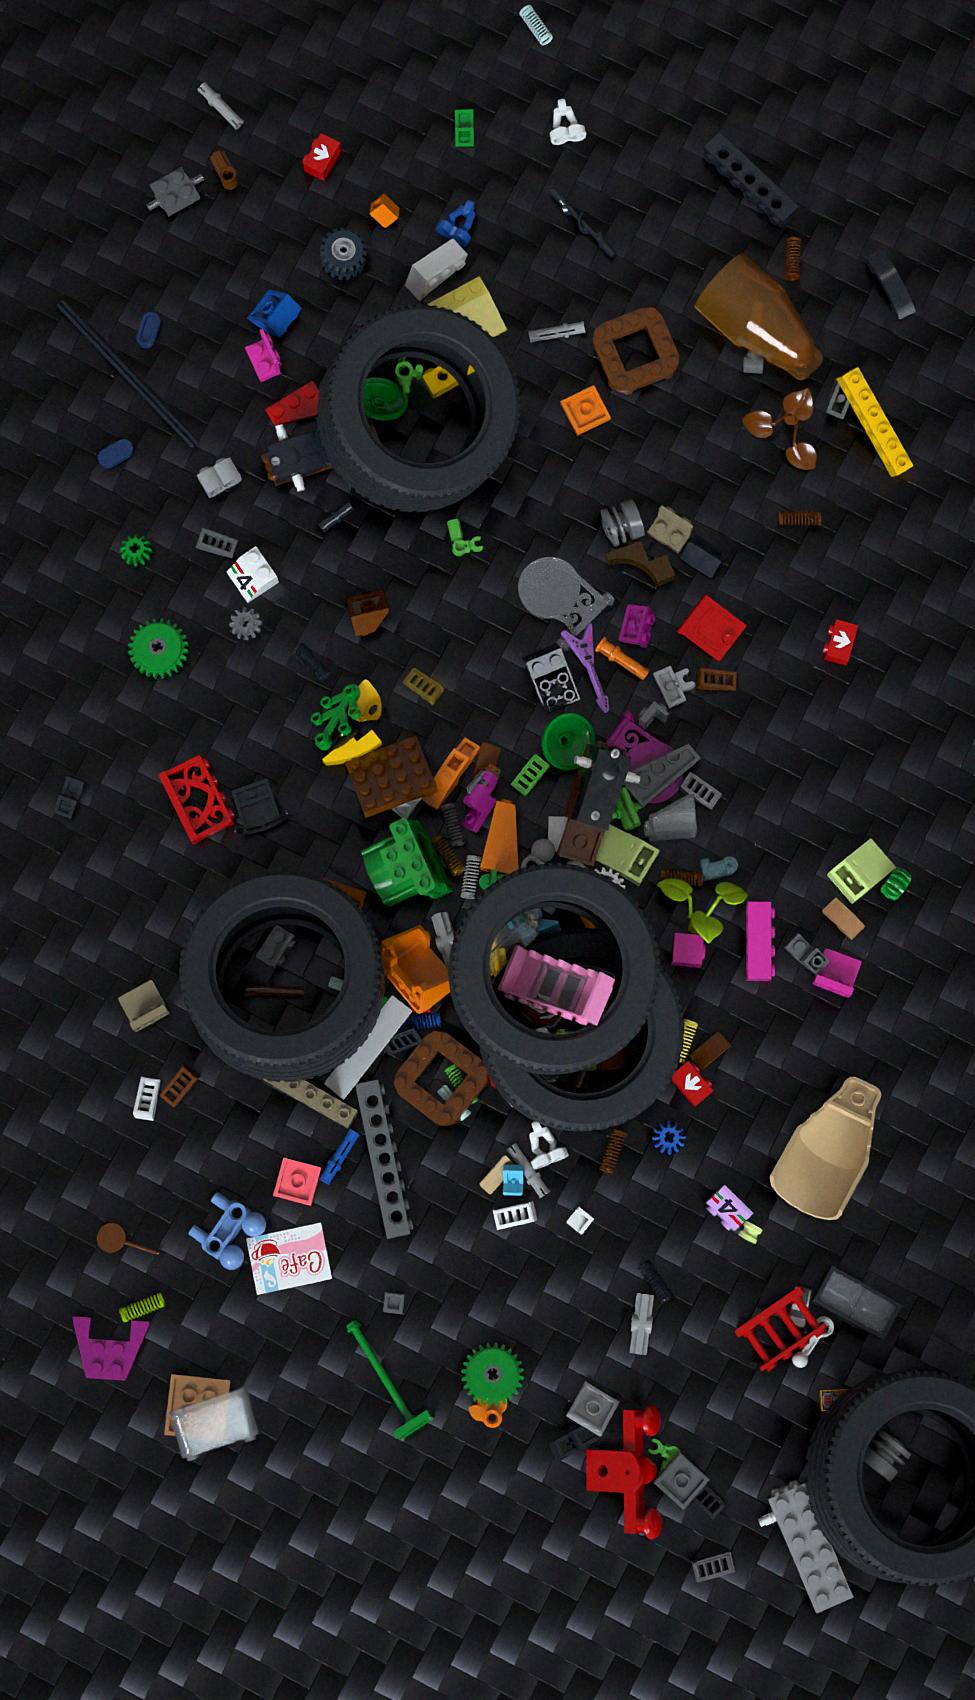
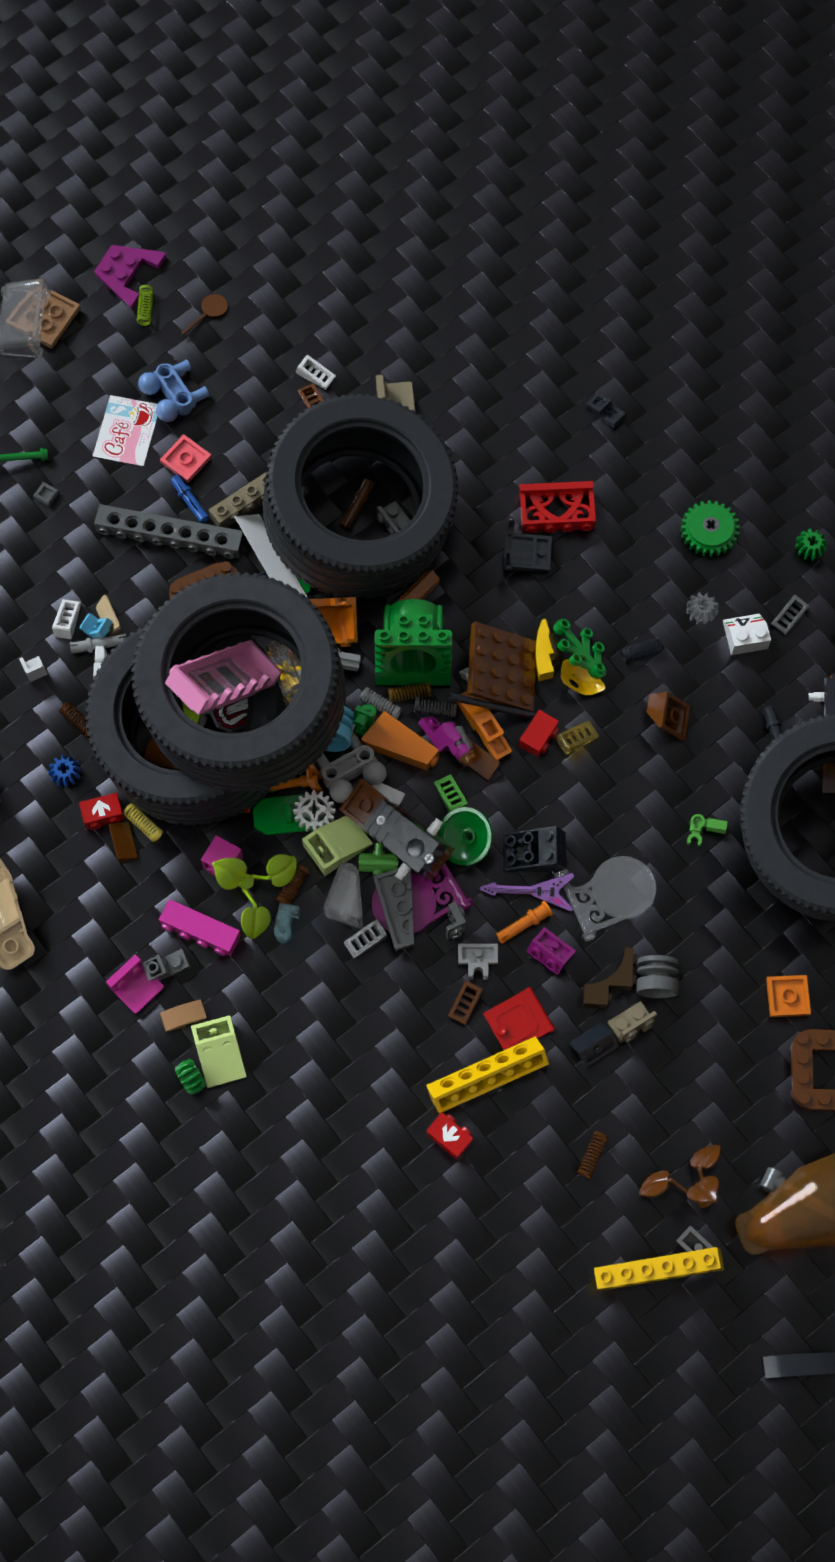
camera: 110 degrees right, 10 degrees down
(433, 768) = (491, 705): none -> black piece
(437, 720) = (539, 733): none -> red brick
(784, 632) = (487, 1074): none -> yellow brick

